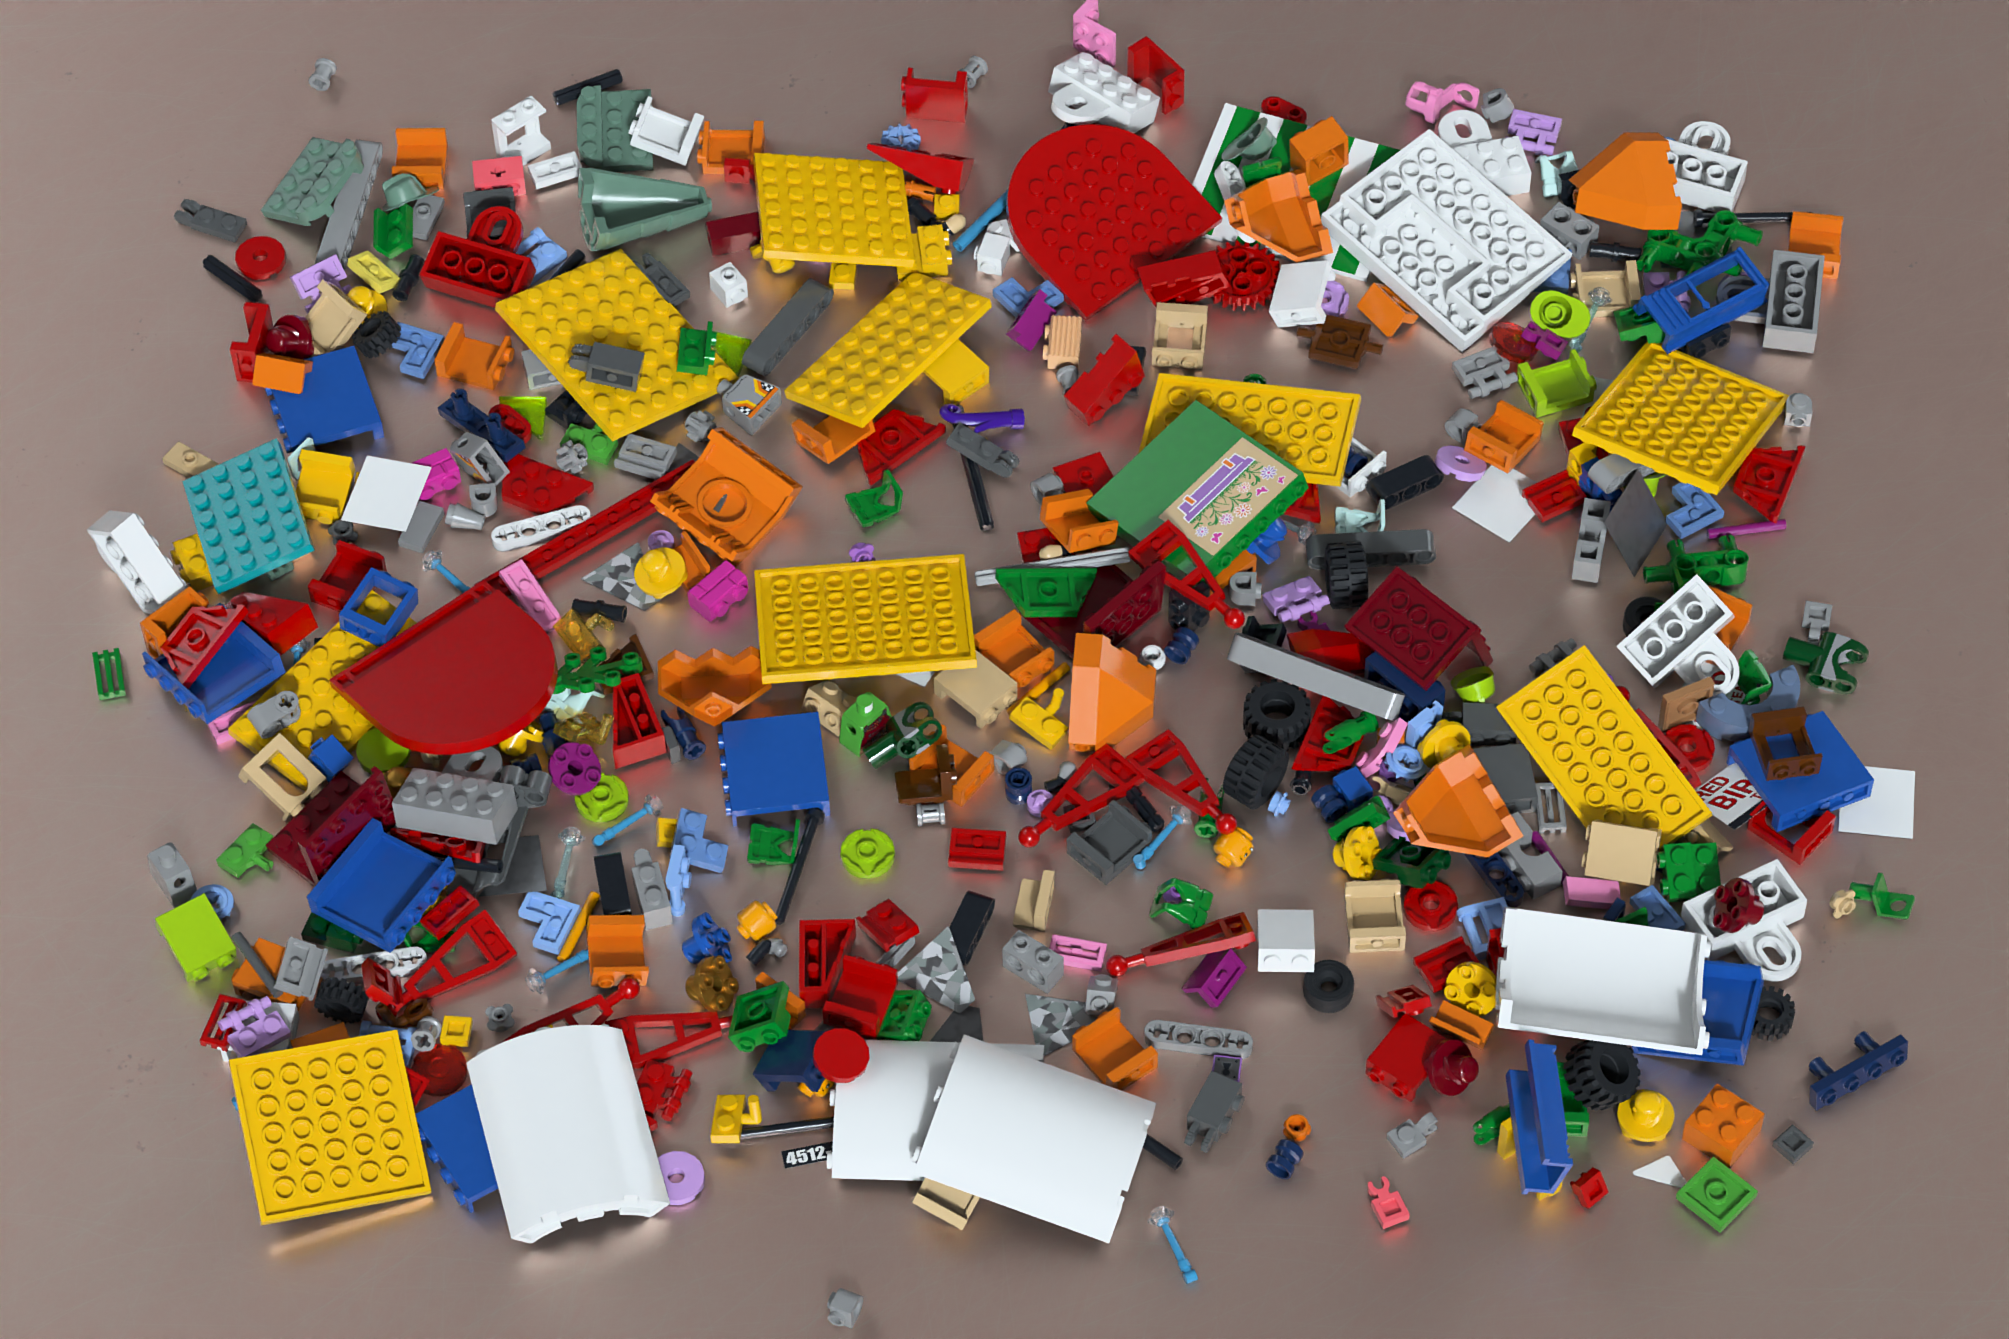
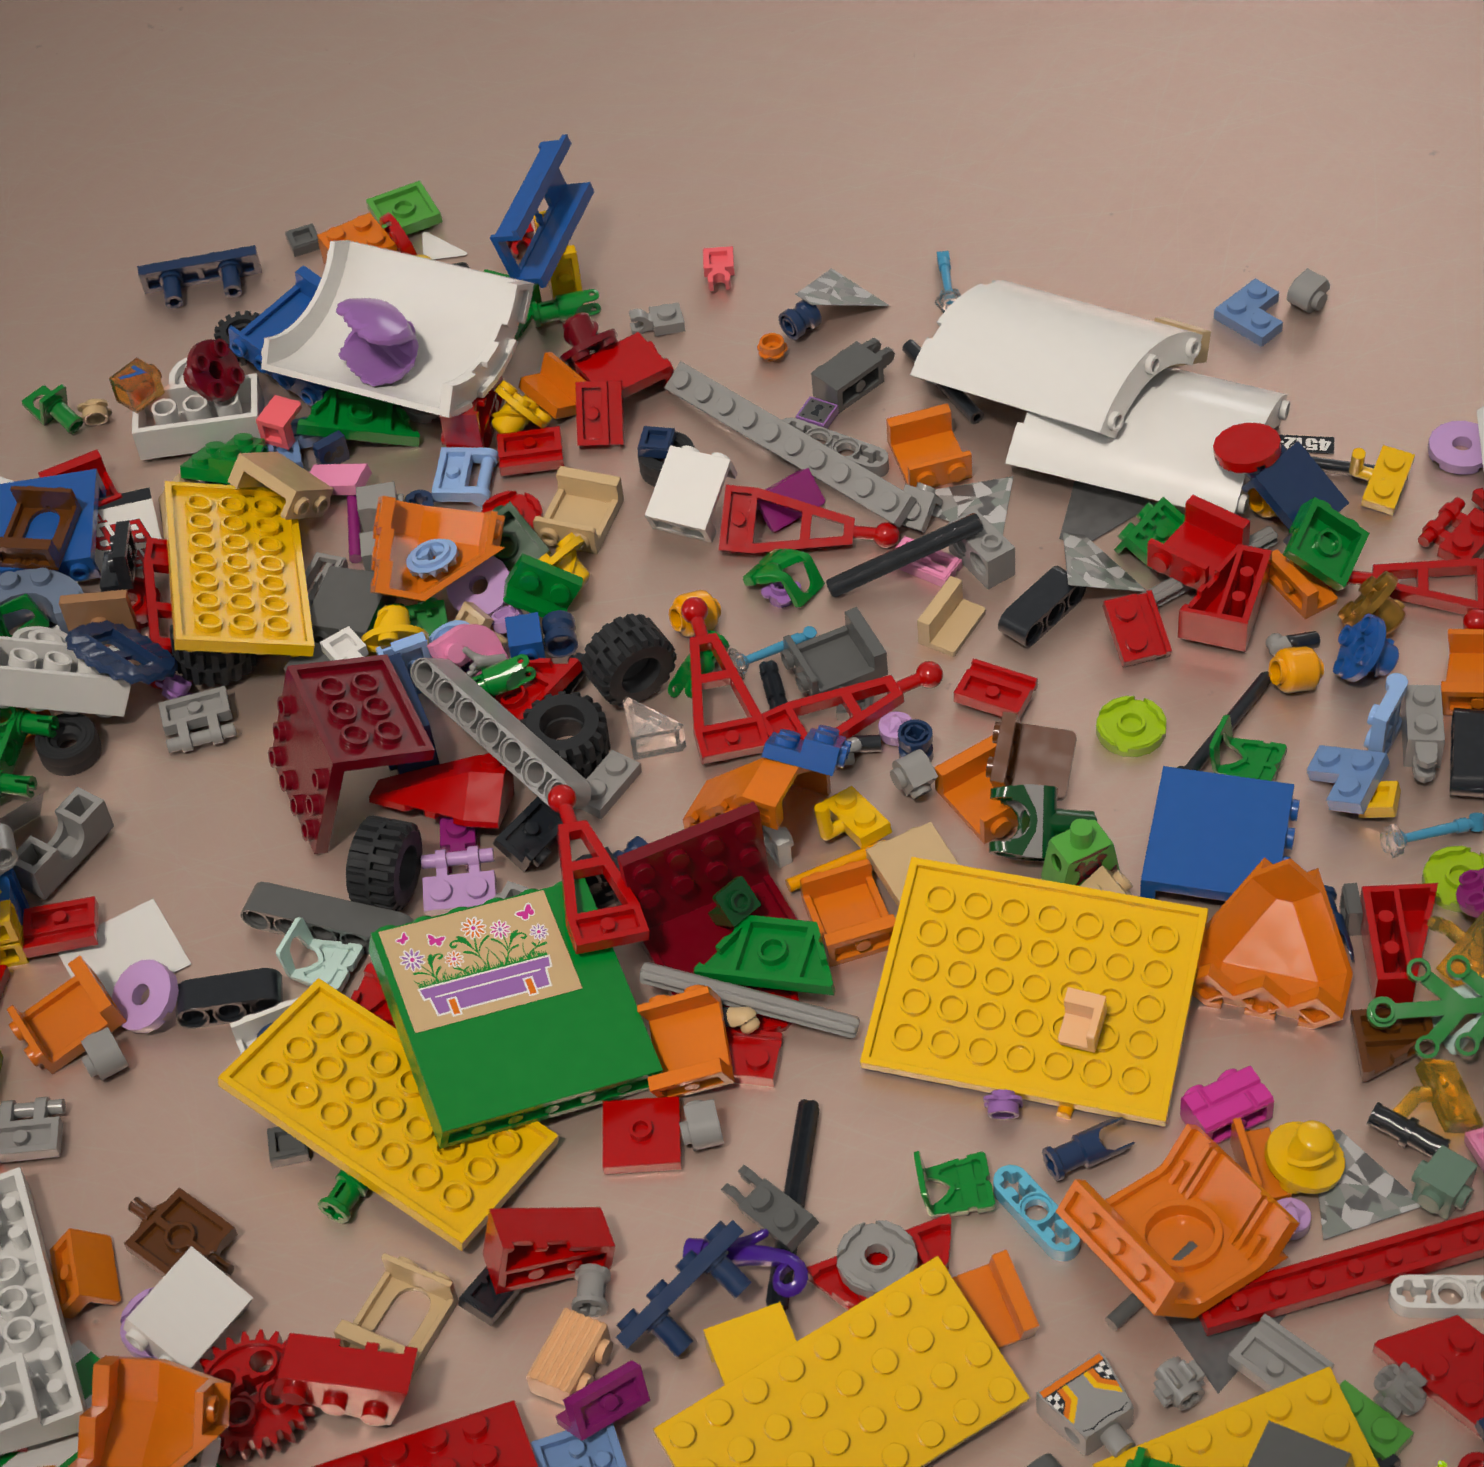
camera: 155 degrees left, 5 degrees down
(570, 580) = (1444, 1182): none -> sand green brick
(799, 544) = (1082, 1150): none -> dark blue piece
(823, 513) = (1038, 1229): none -> medium azure beam
(823, 597) = (1082, 1019): none -> light nougat panel
(897, 1279) = (1246, 312): none -> medium blue plate
(903, 449) = (870, 1238): none -> light grey tile
(1012, 385) = (656, 1316): none -> dark blue plate
(1077, 694) = (819, 751): none -> blue plate
(1083, 607) = (733, 903): none -> dark green bracket
(1087, 926) = (904, 555): none -> black axle
(1217, 742) = (651, 731): none -> clear slope
(1231, 704) = (610, 782): none -> light grey plate
(1233, 1019) = (791, 444): none -> light grey plate
(1265, 1199) = (837, 290): none -> sticker
(1338, 979) = (656, 441): none -> dark blue tile
(1364, 739) = (481, 661): none -> light grey bar
(1454, 797) = (421, 561): none -> light blue gear
(1472, 717) = (344, 645): none -> white plate
(1610, 958) = (381, 341): none -> medium lavender animal
(1645, 648) = (89, 644): none -> dark blue piece
(1664, 907) = (276, 420): none -> coral panel
(1693, 1149) = (397, 234): none -> red tile
(1707, 756) = (120, 562): none -> black bracket
(1797, 887) = (137, 385): none -> clear orange brick

